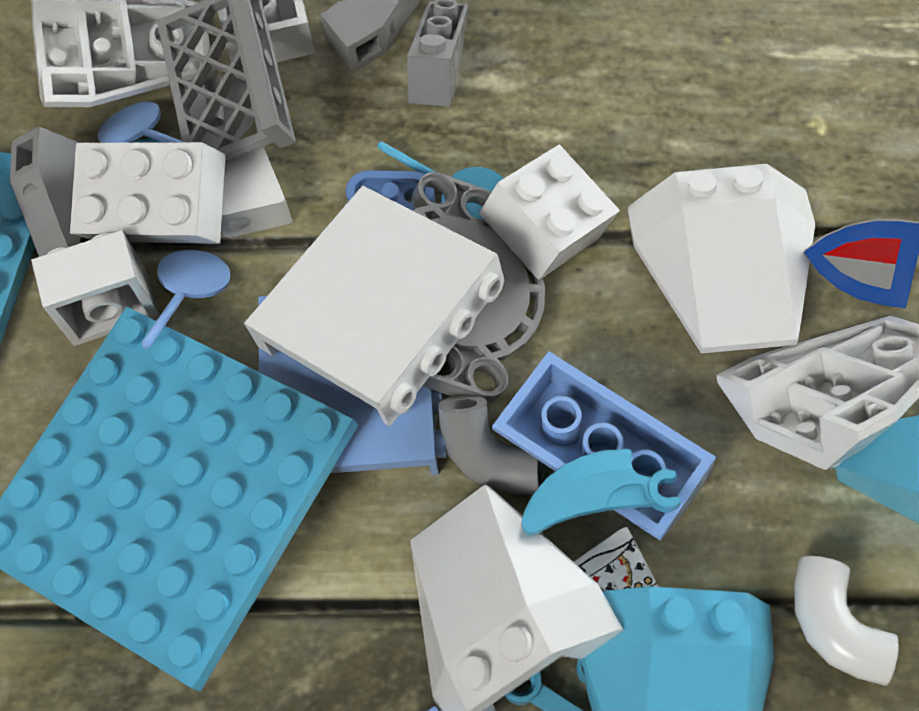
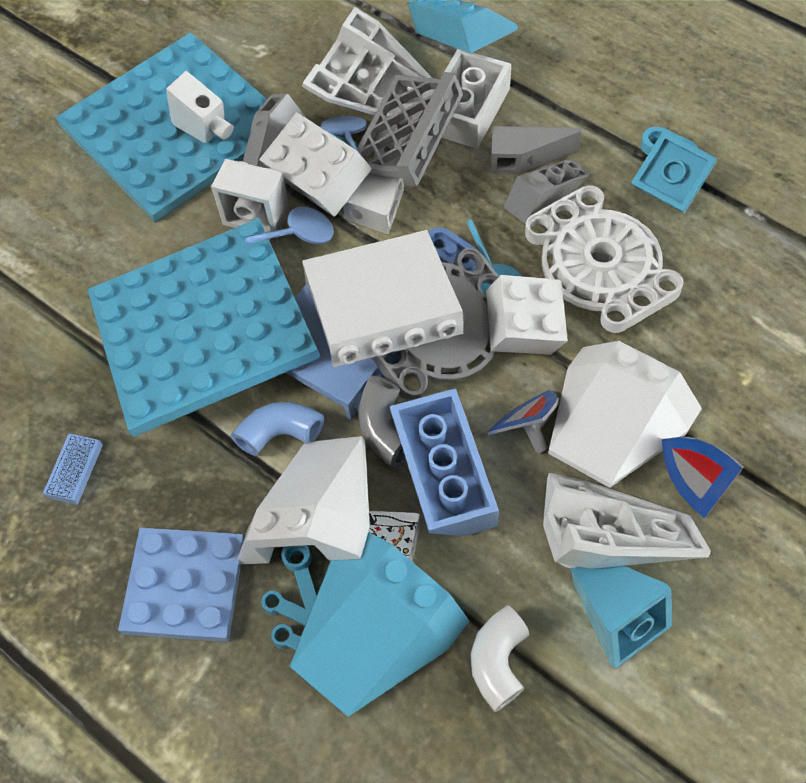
camera: 35 degrees right, 5 degrees down
(357, 539) = (276, 420): none -> light blue cylinder
(541, 68) = (605, 236): none -> white piece
(595, 485) = (414, 474): medium azure piece -> none
(644, 322) = (532, 416): none -> shield

